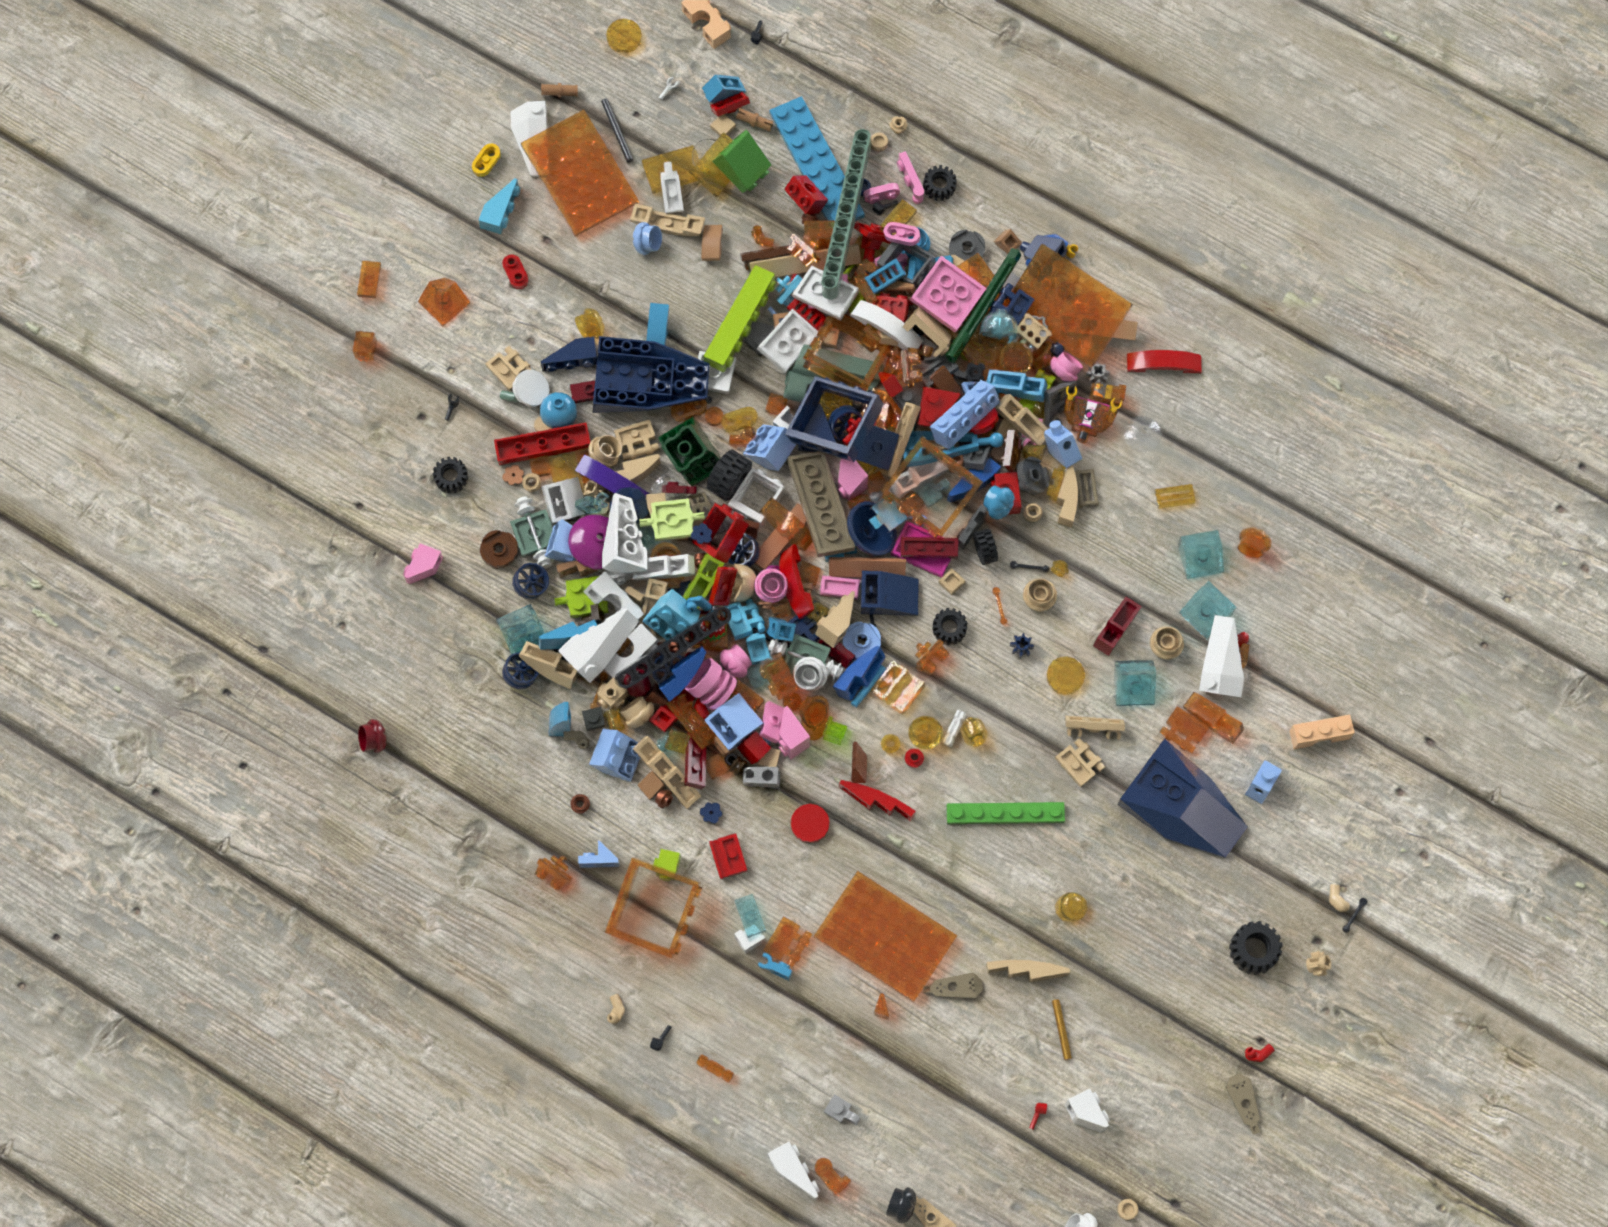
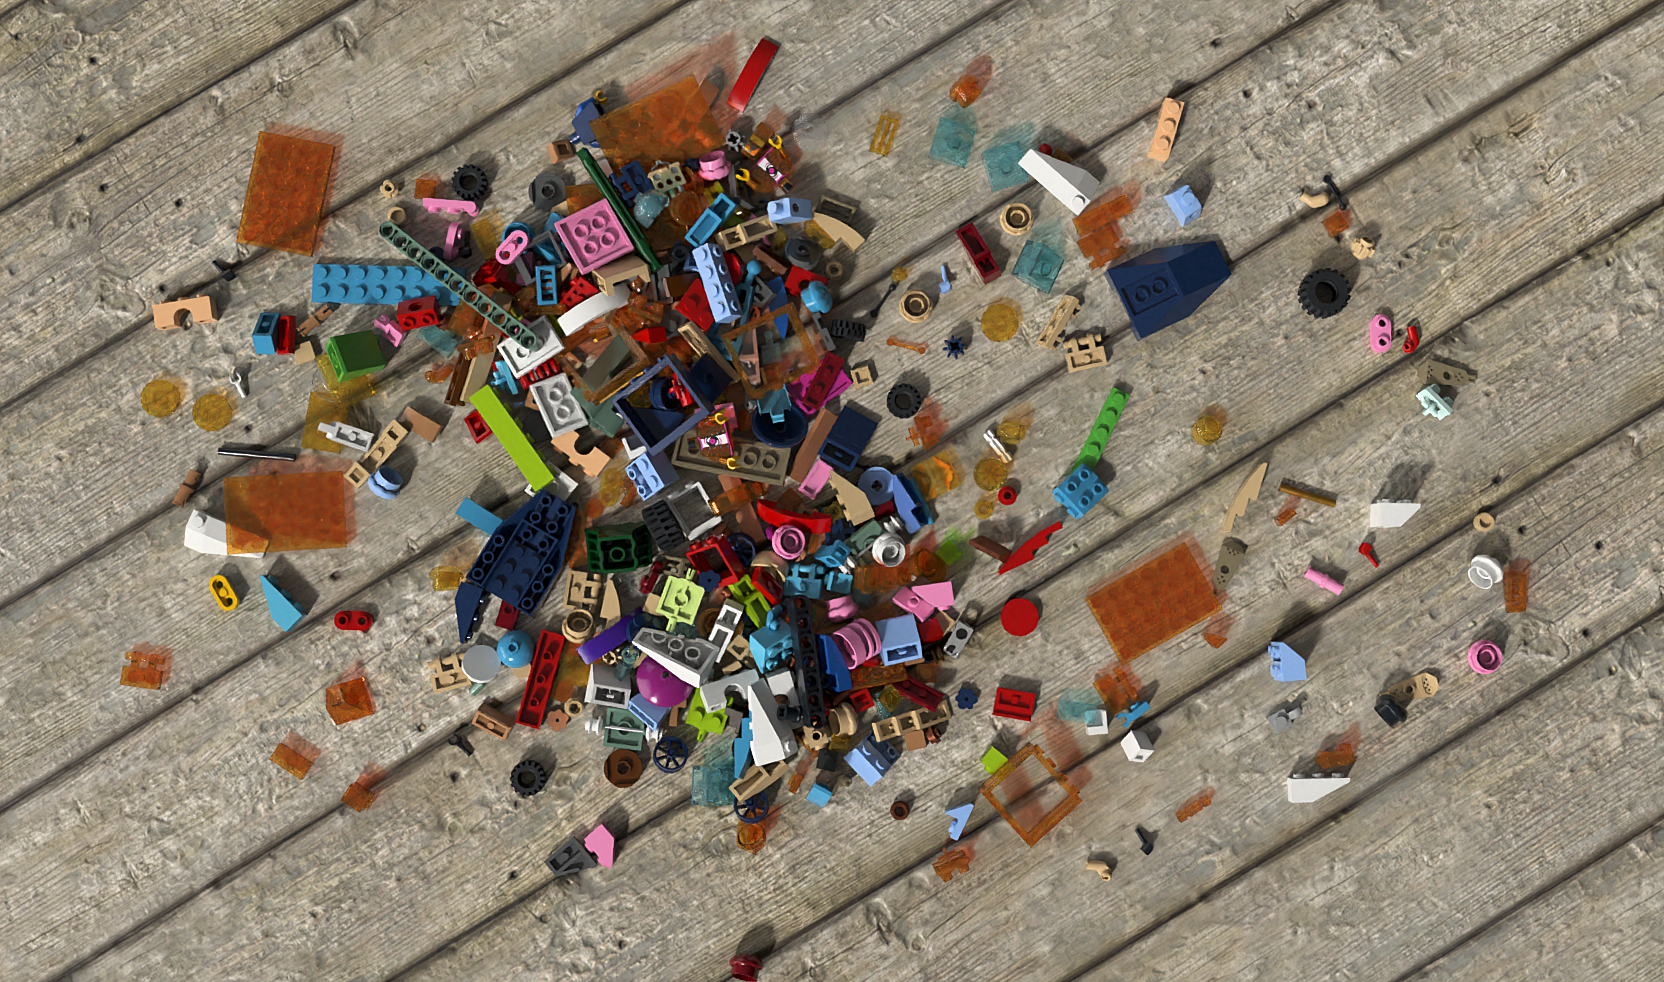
camera: 60 degrees left, 15 degrees up
(381, 129) = (142, 677): none -> clear orange plate
(396, 543) = (570, 858): none -> dark grey wing
(485, 424) = (493, 721): none -> medium nougat slope
(492, 684) = (751, 836): none -> clear orange piece
(558, 698) = (794, 782): none -> clear orange plate
(619, 656) = (786, 712): none -> black bush
(633, 79) = (212, 412): none -> clear yellow tile
(663, 422) = (576, 557): none -> clear orange tile
(731, 289) = (478, 427): none -> red slope
(746, 986) = (1137, 746): none -> white panel
(754, 394) = (594, 462): none -> light nougat arch
(778, 182) = (391, 330): none -> bright pink plate
(791, 221) = (437, 340): none -> clear light blue plate
(828, 478) = (715, 440): none -> torso
(848, 48) = (285, 194): none -> clear orange plate
(893, 1084) = (1286, 663): none -> light blue slope
(914, 151) = (425, 189): none -> clear orange tile
(953, 817) = (1080, 491): none -> dark azure bracket
(990, 1083) = (1323, 580): none -> bright pink pin
(1029, 1016) = (1284, 517): none -> clear orange tile
(1071, 612) = (945, 285): none -> light blue hand
(1210, 1103) = (1434, 403): none -> light aqua hips
(1250, 1022) = (1378, 332): none -> bright pink plate
(1325, 930) = (1335, 224): none -> clear orange tile

